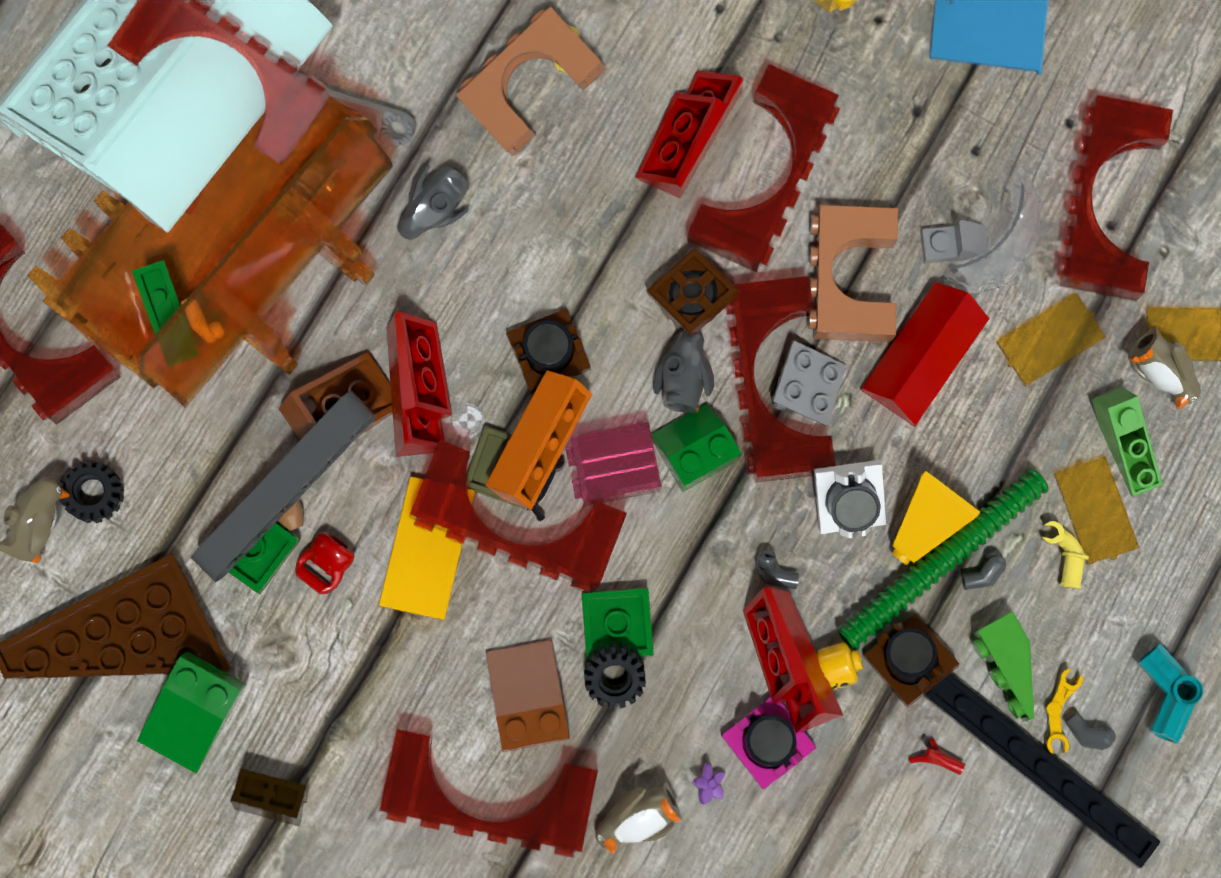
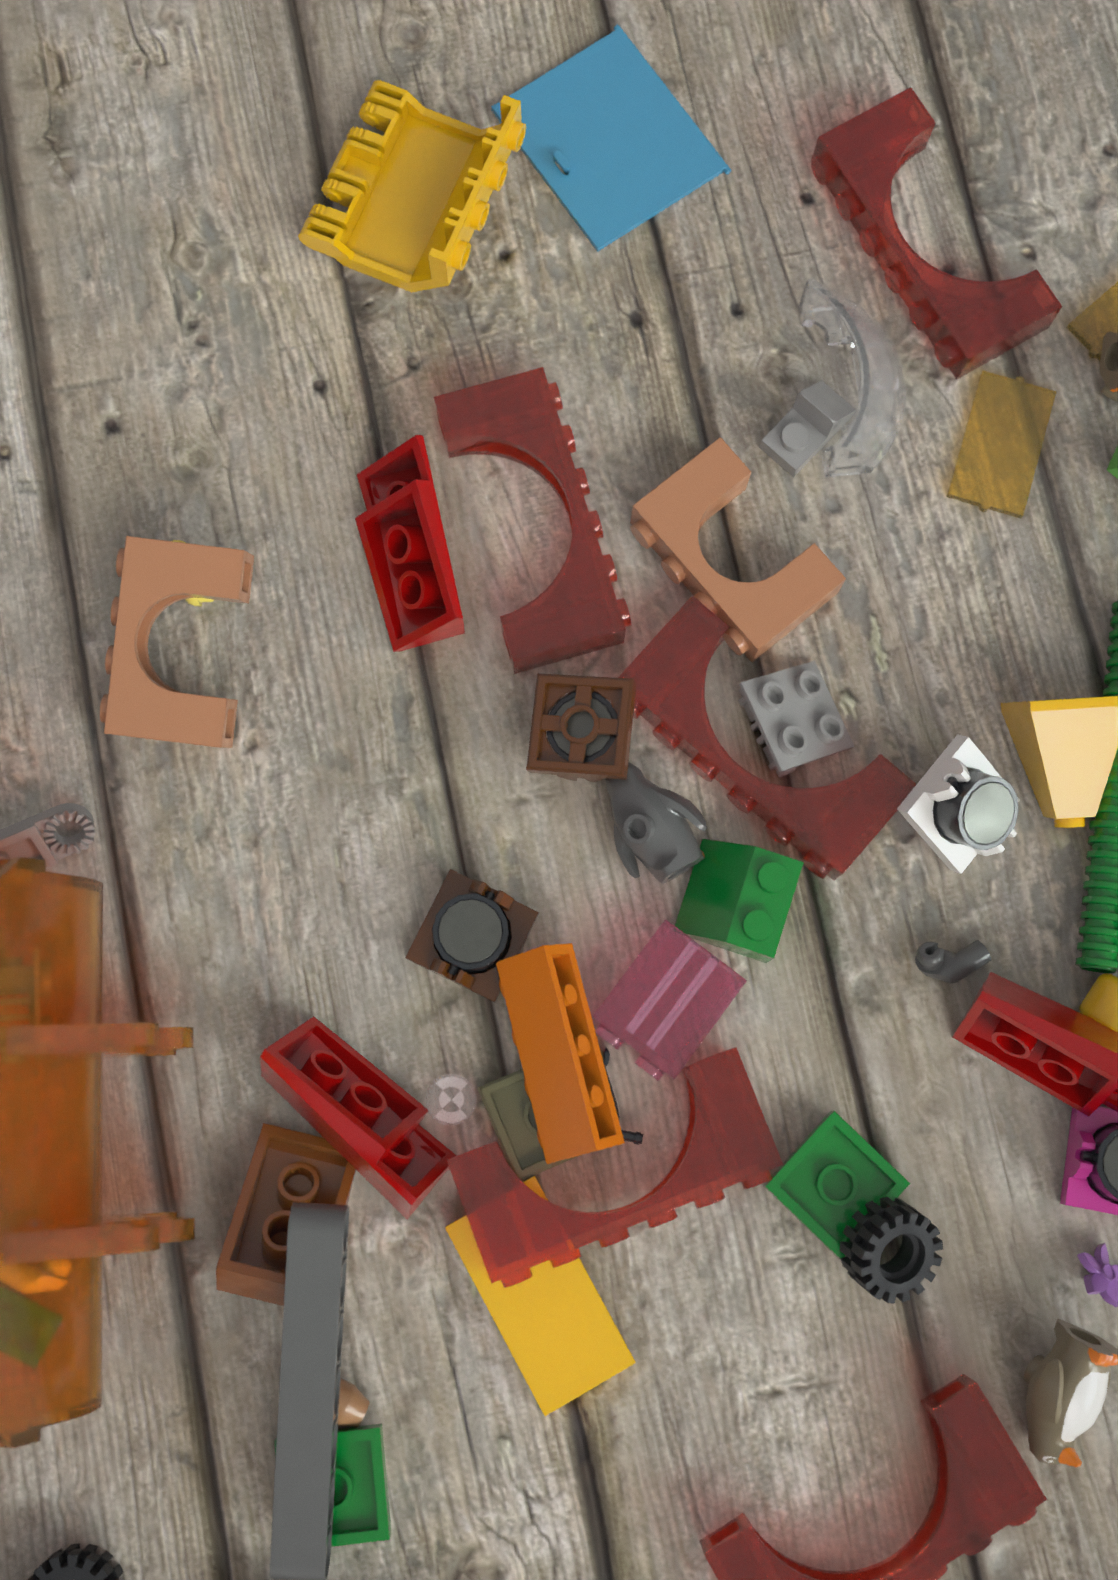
camera: 40 degrees left, 0 degrees up
(330, 556) = (434, 1409): red piece -> none
(433, 202) = (186, 880): dark grey animal -> none
(527, 696) = (813, 1367): dark orange slope -> none
(926, 352) = (889, 571): red slope -> none

